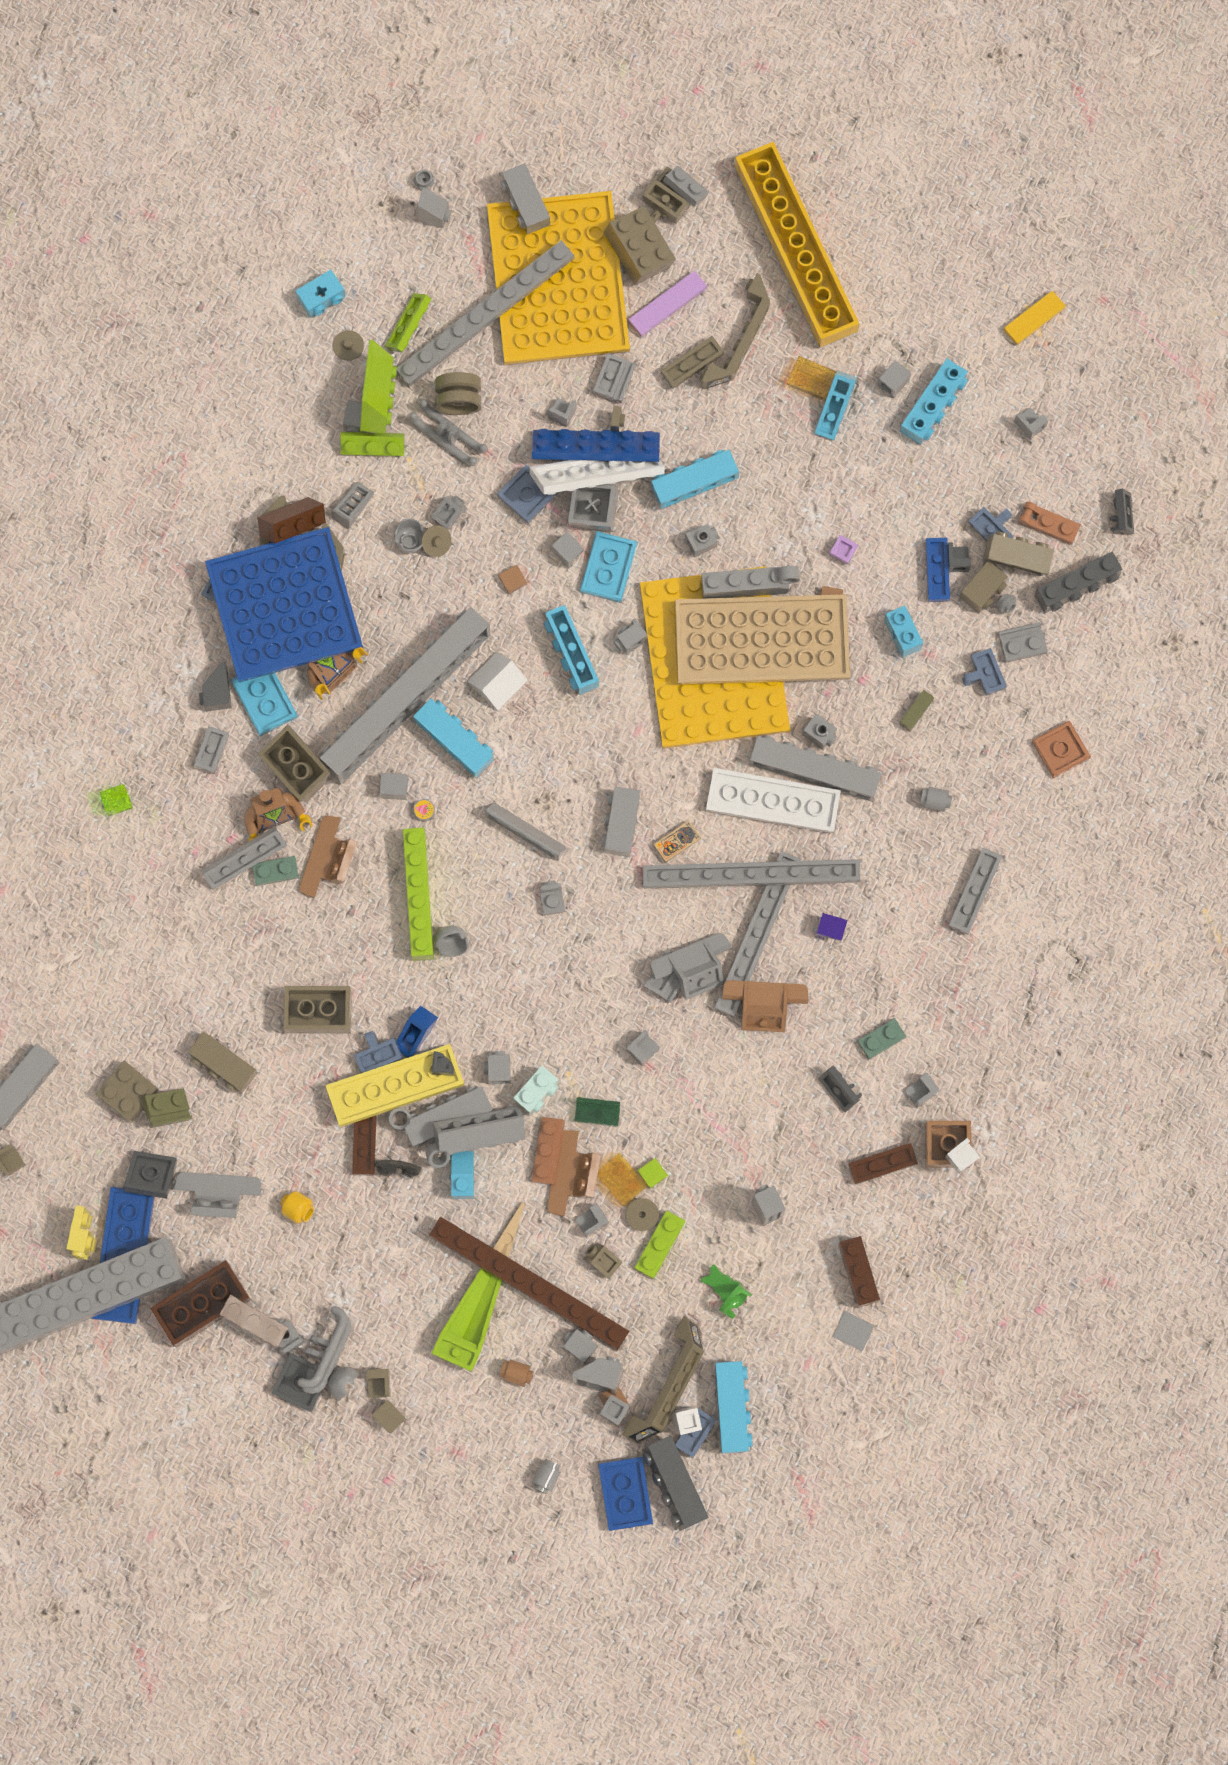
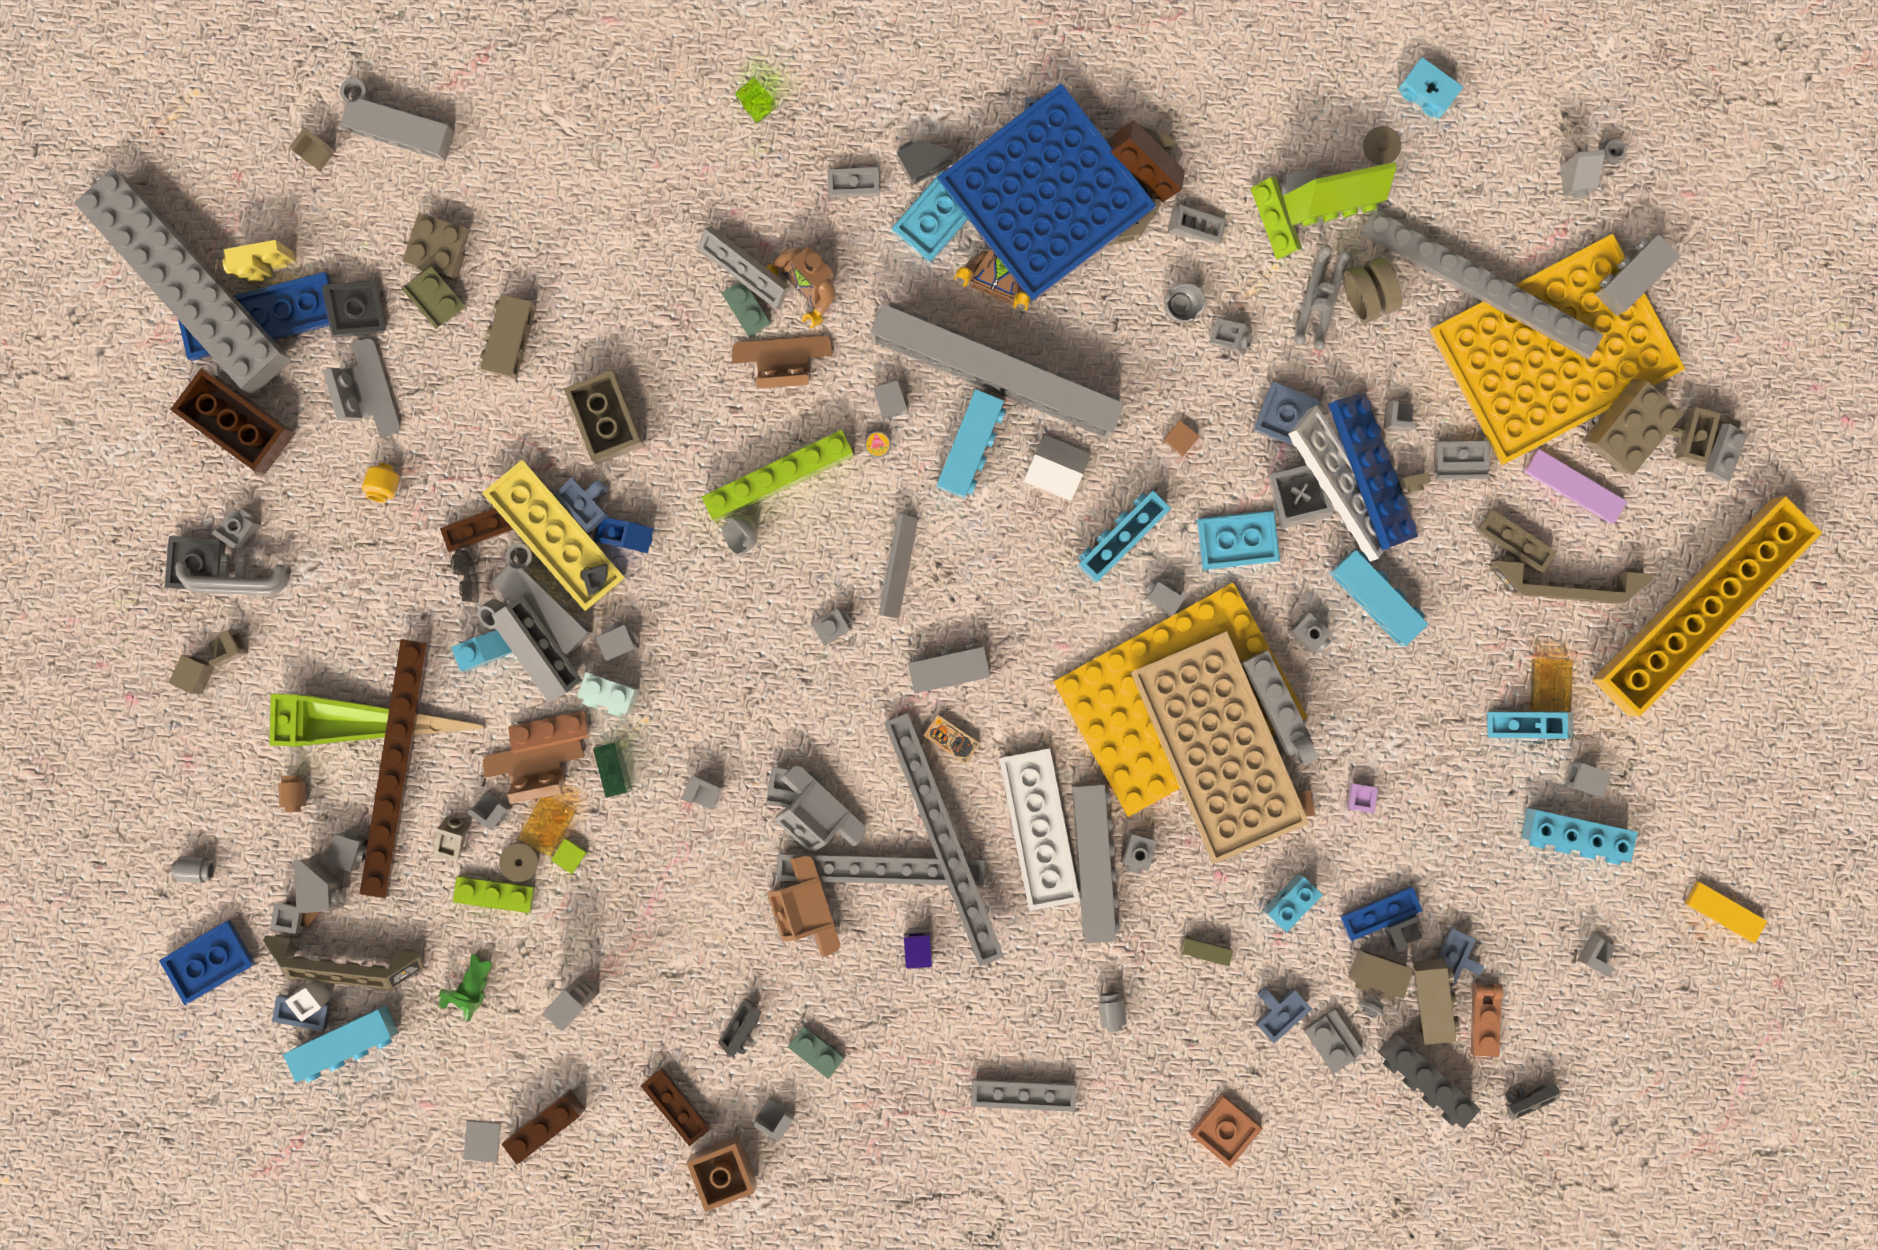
camera: 65 degrees right, 10 degrees up
(253, 1320) = (229, 486): plate -> none
(295, 764) = (867, 279): dark tan slope -> none
(338, 1381) = (208, 607): light grey hair -> none
(408, 322) = (1435, 201): lime plate -> none
(436, 541) = (1191, 335): dark tan piece -> none
(567, 549) = (1239, 485): light grey panel -> none
(674, 1483) = (237, 1011): dark grey brick -> none
(962, 1156) = (708, 1200): white panel -> none

